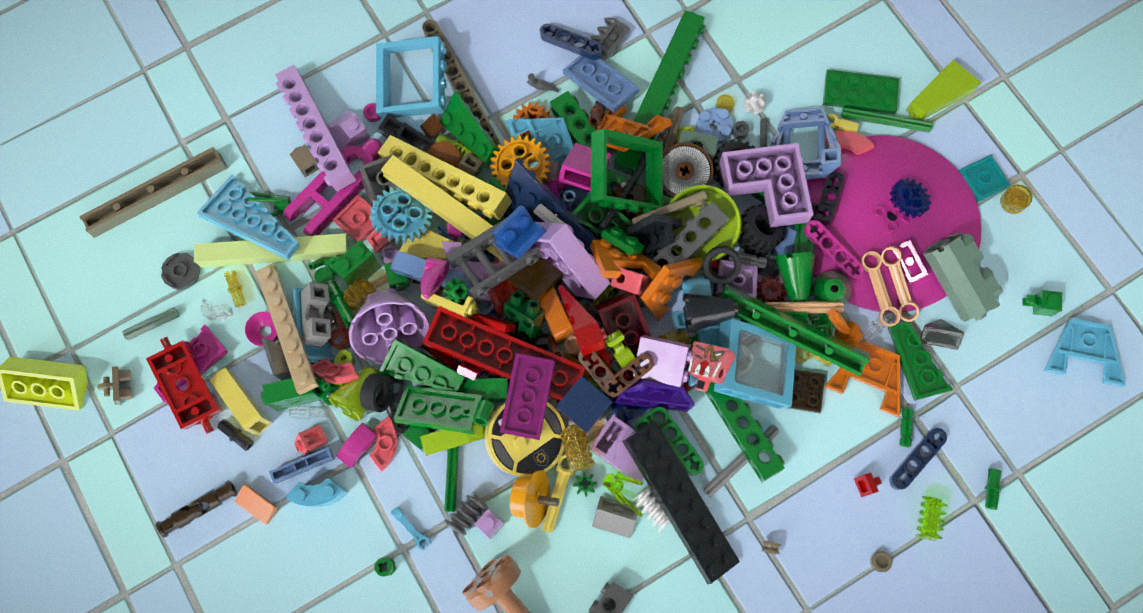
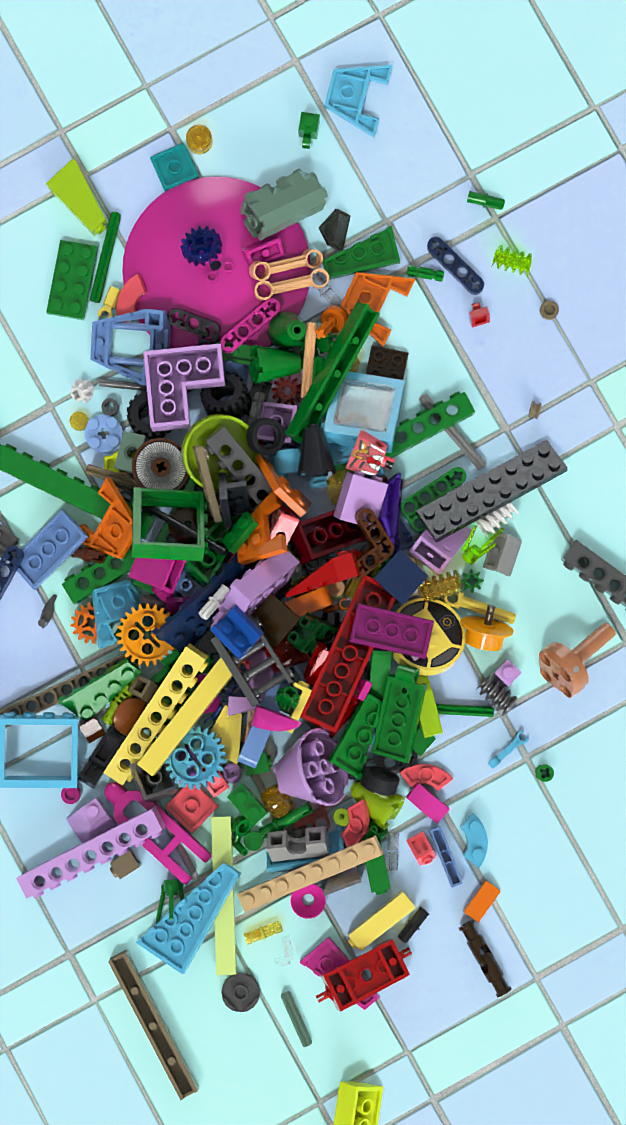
camera: 85 degrees left, 10 degrees up
(119, 394) = (369, 1045): dark tan hips -> none
(622, 354) = (352, 538): lime leg -> none

